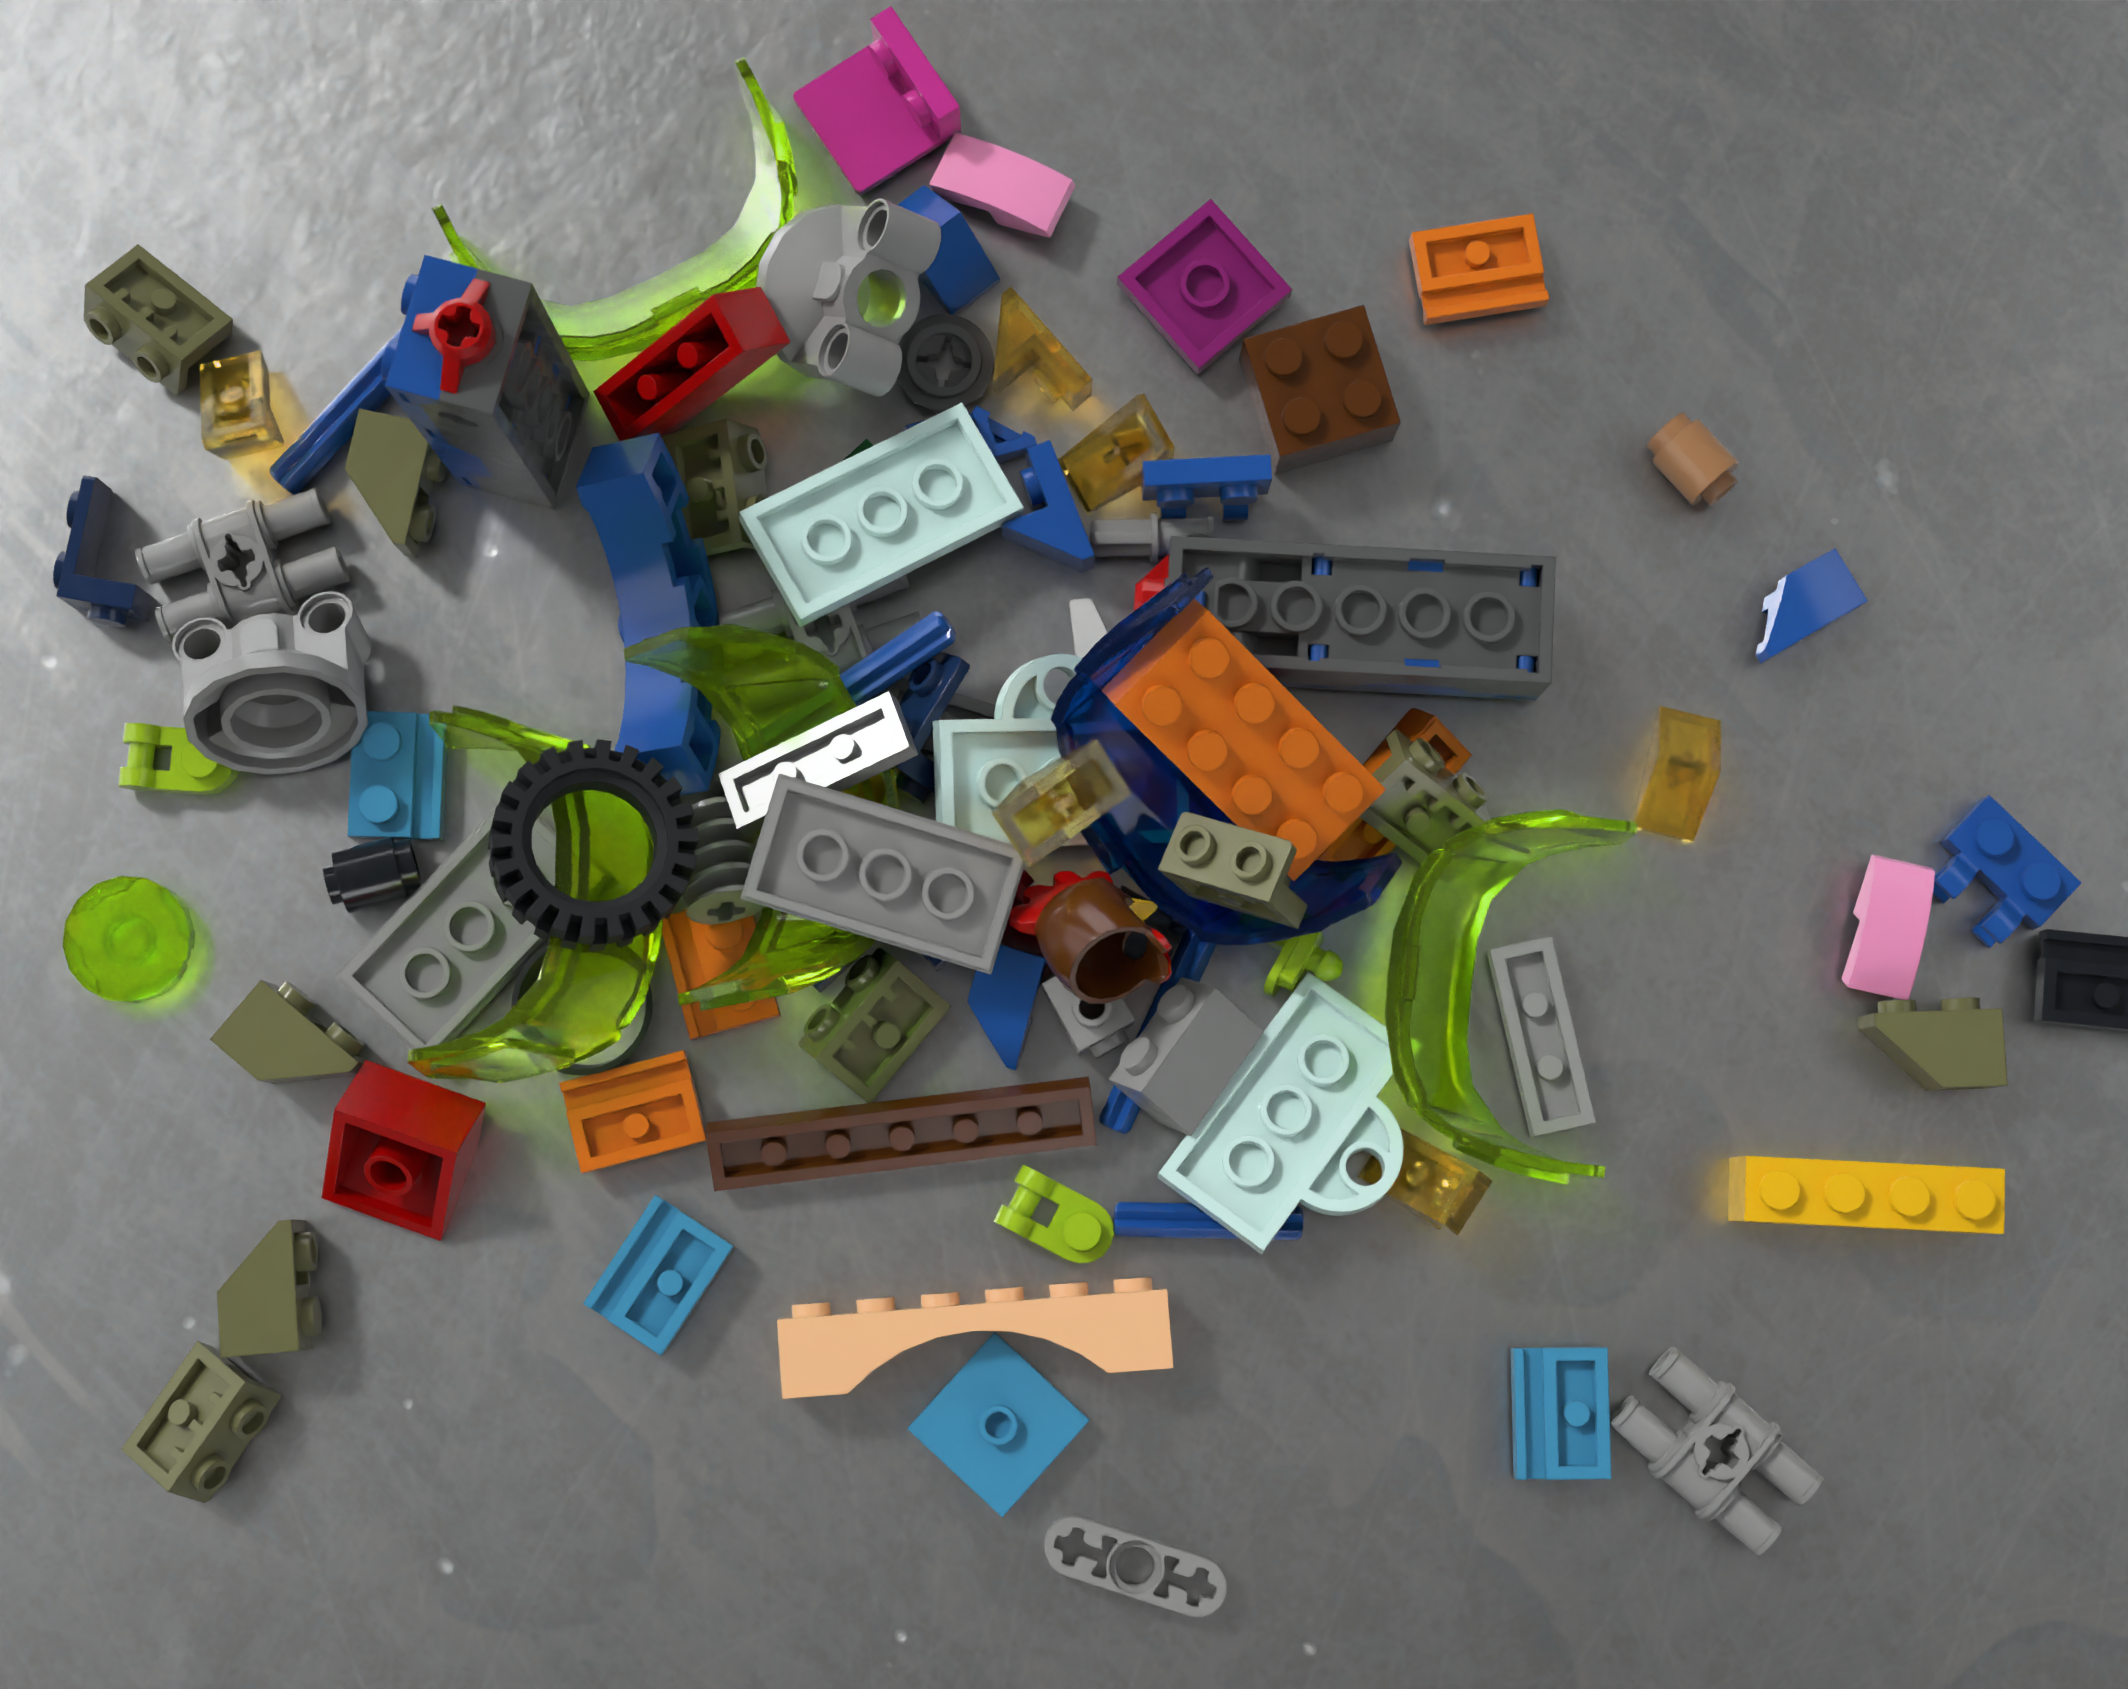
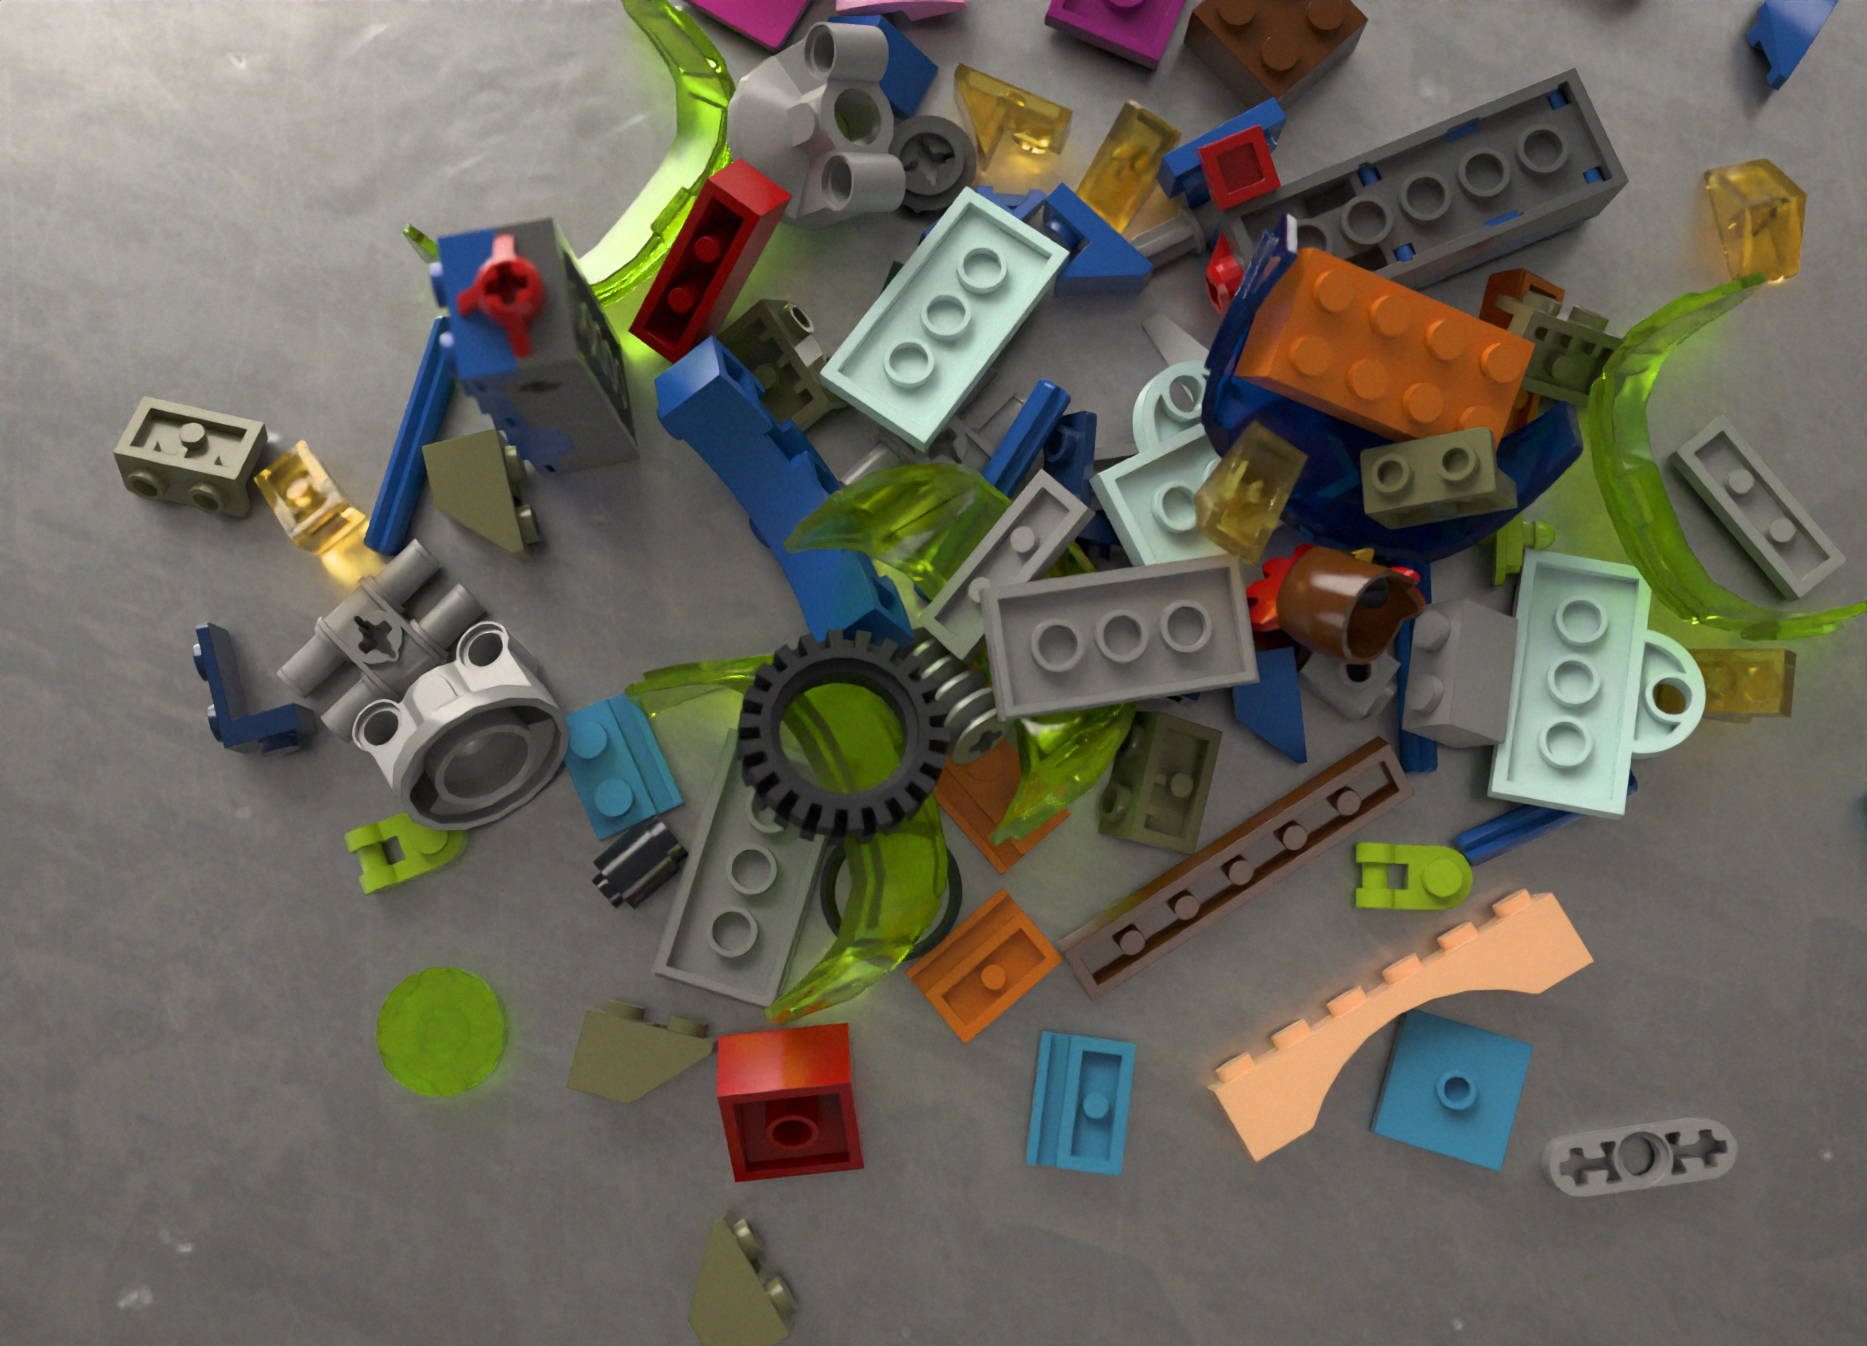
camera: 20 degrees left, 0 degrees up
(1200, 504) = (1238, 167): none -> red plate

